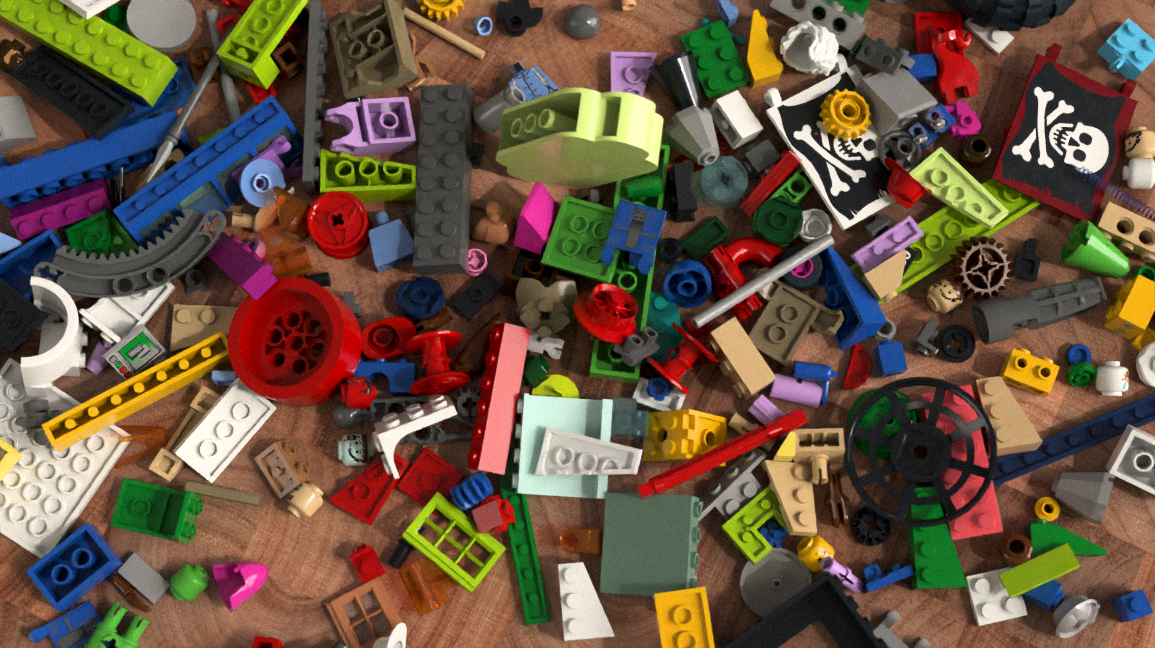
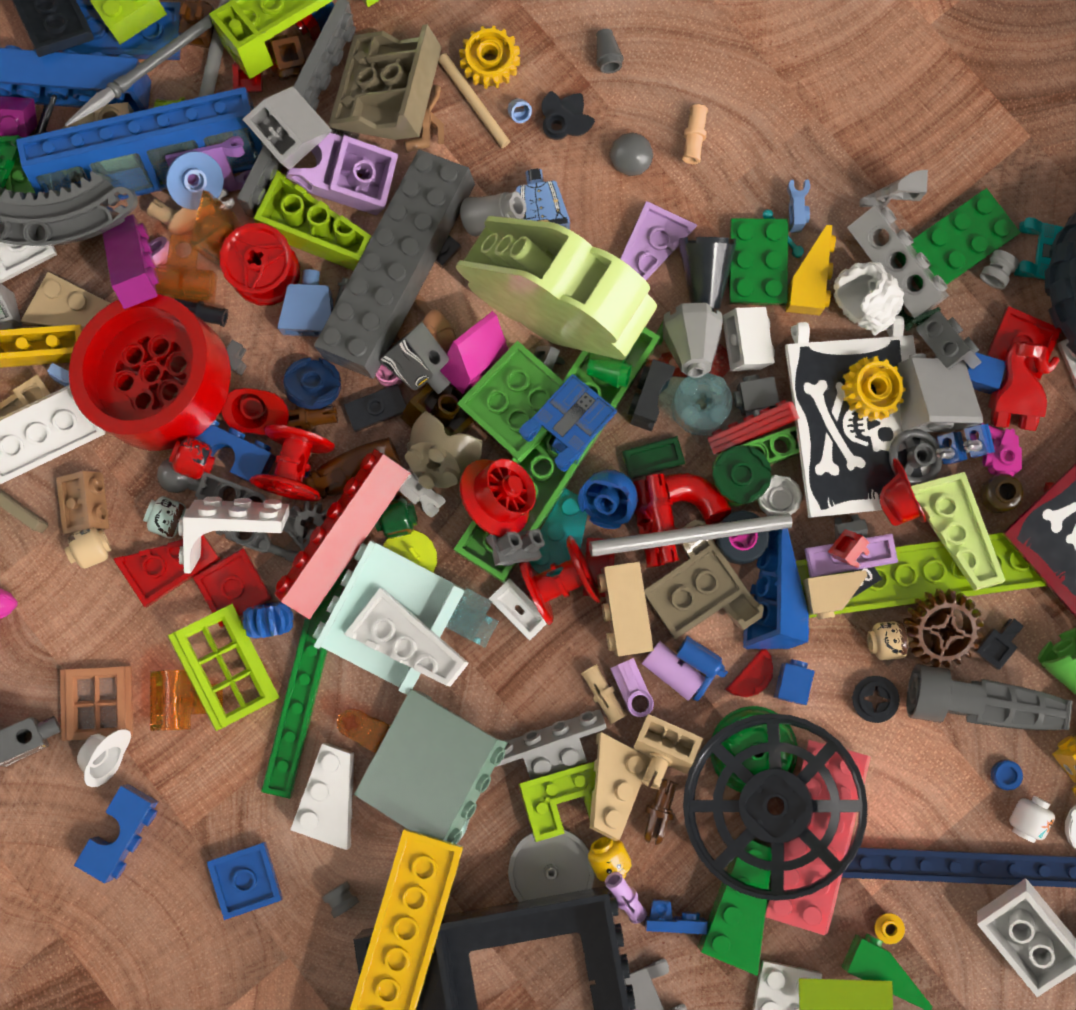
camera: 25 degrees right, 5 degrees up
(189, 278) = (79, 250): dark grey plate -> none
(318, 110) = (287, 126): none -> light grey slope
(366, 563) = (123, 646): red bracket -> none
(402, 551) = (166, 651): black axle -> none
(493, 515) = (280, 657): red brick -> none
(496, 242) = (418, 360): none -> dark grey torso
(658, 382) = (517, 607): blue plate -> none
(662, 249) = (601, 447): black plate -> none
(685, 435) = (527, 668): yellow bracket -> none
(722, 454) = (556, 706): red piece -> none
(773, 534) = (573, 817): blue plant -> none
(787, 450) = (629, 733): light yellow slope -> none
(860, 531) = (670, 858): black gear -> none
(883, 238) = (849, 547): none -> red tile
(891, 330) = (809, 653): light grey plate -> none
(927, 333) = (847, 674): dark grey bracket -> none
(1010, 424) = (889, 807): tan wedge -> none
(1015, 550) = (831, 959): reddish brown head -> none
(1029, 372) = (944, 772): yellow brick -> none
(1081, 374) = (999, 796): green plate -> none
(1084, 493) = (939, 932): light grey cone -> none

